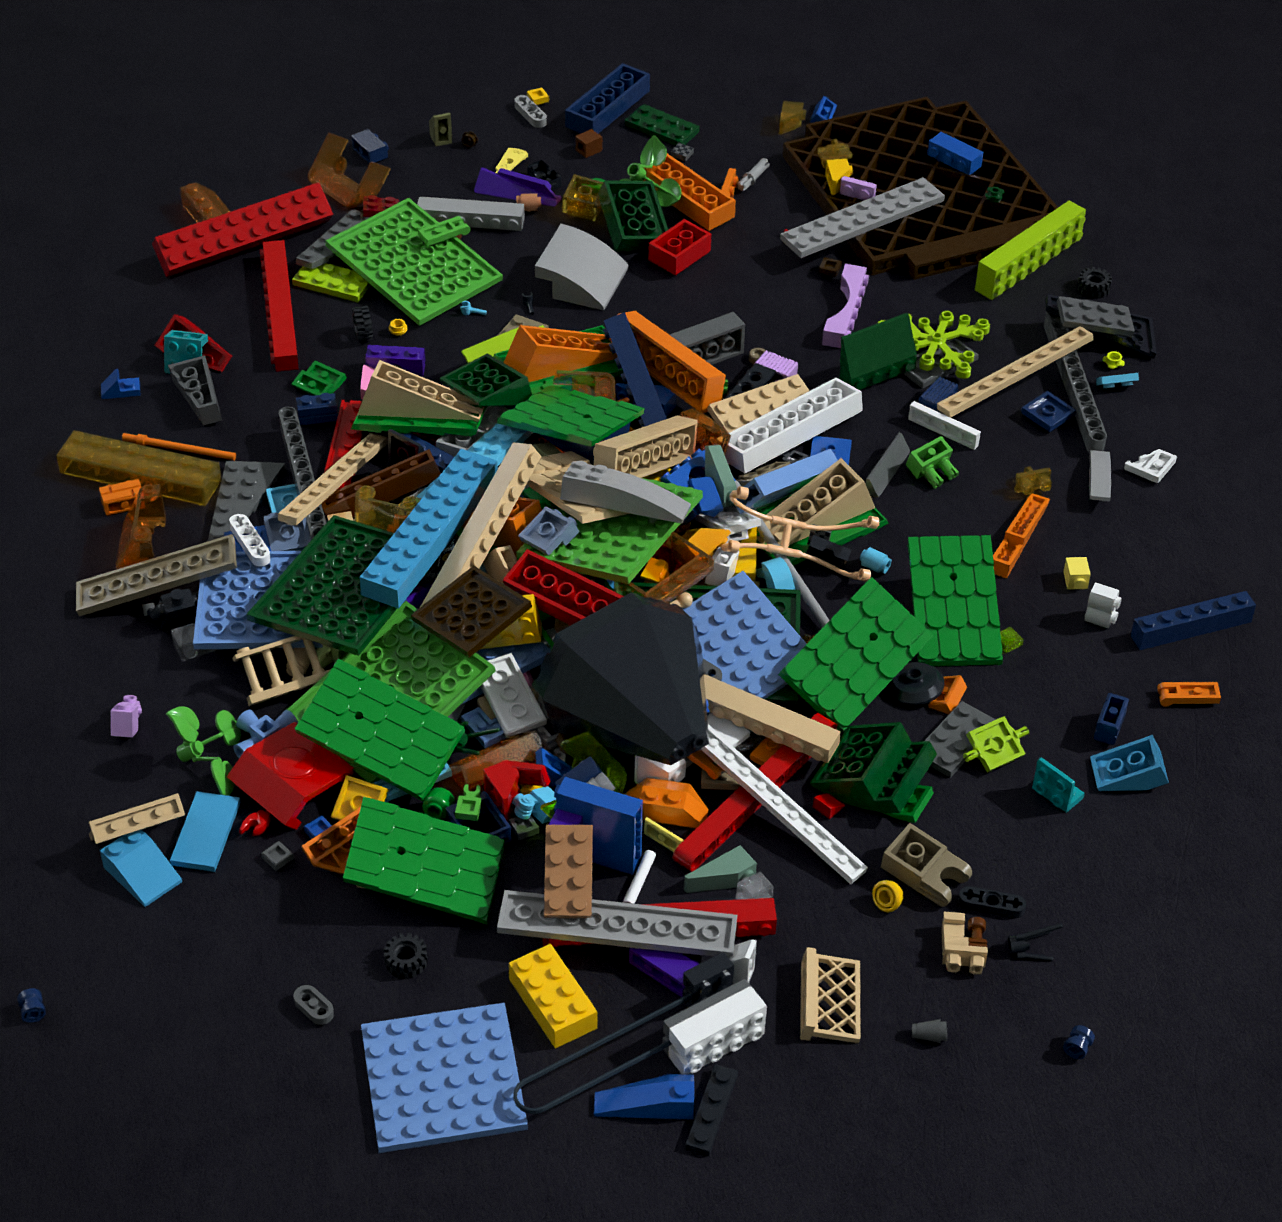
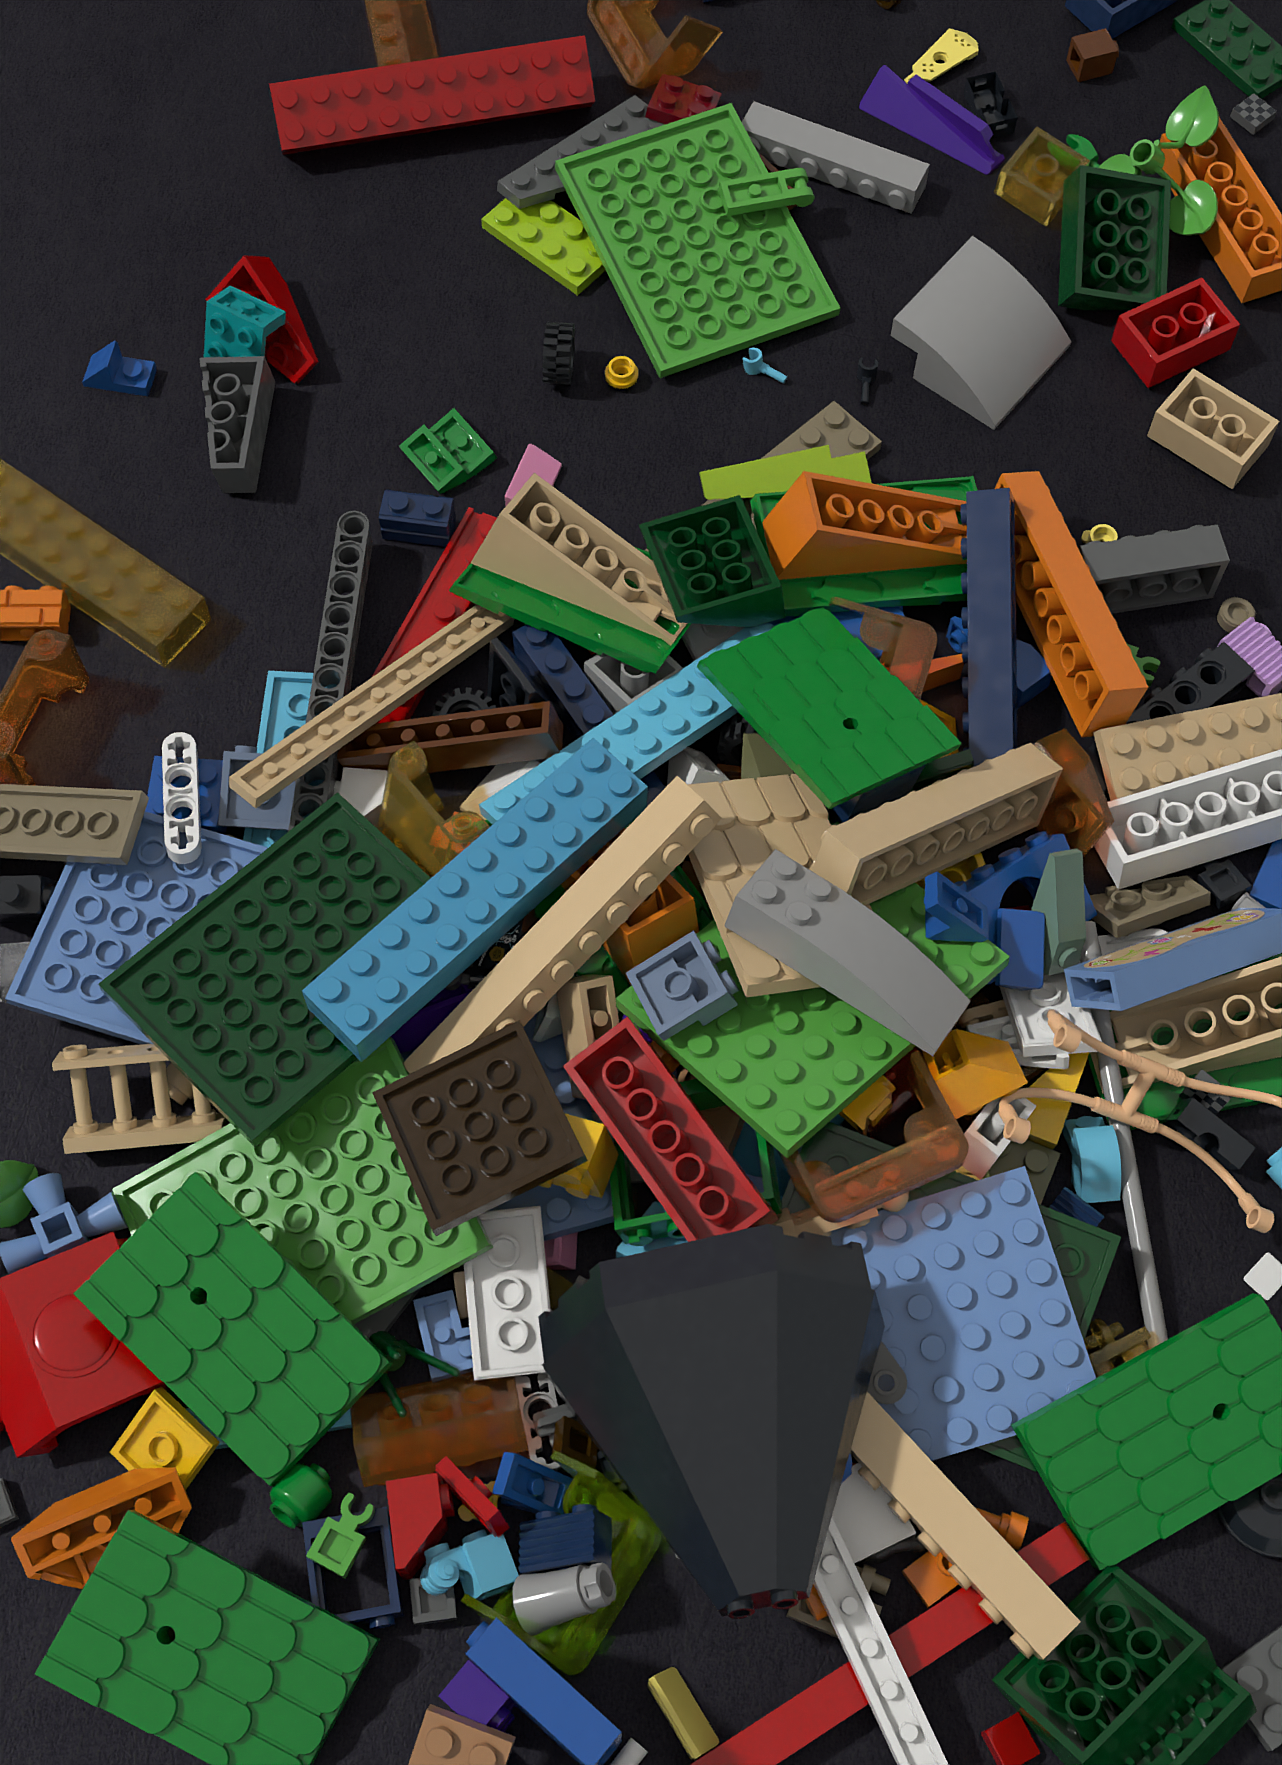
camera: 20 degrees right, 20 degrees up
(141, 439) = (113, 499): orange bar -> none
(242, 491) = (226, 667): dark grey wing -> none
(280, 308) = (439, 273): red brick -> none
(316, 827) = (81, 1470): blue tile -> none
(409, 358) = (610, 453): dark purple arch -> none
(530, 201) = (943, 157): nougat brick -> none
(668, 477) = (952, 912): none -> blue slope
(670, 802) = (684, 1625): orange wedge -> none
(715, 281) = (1212, 428): none -> tan brick

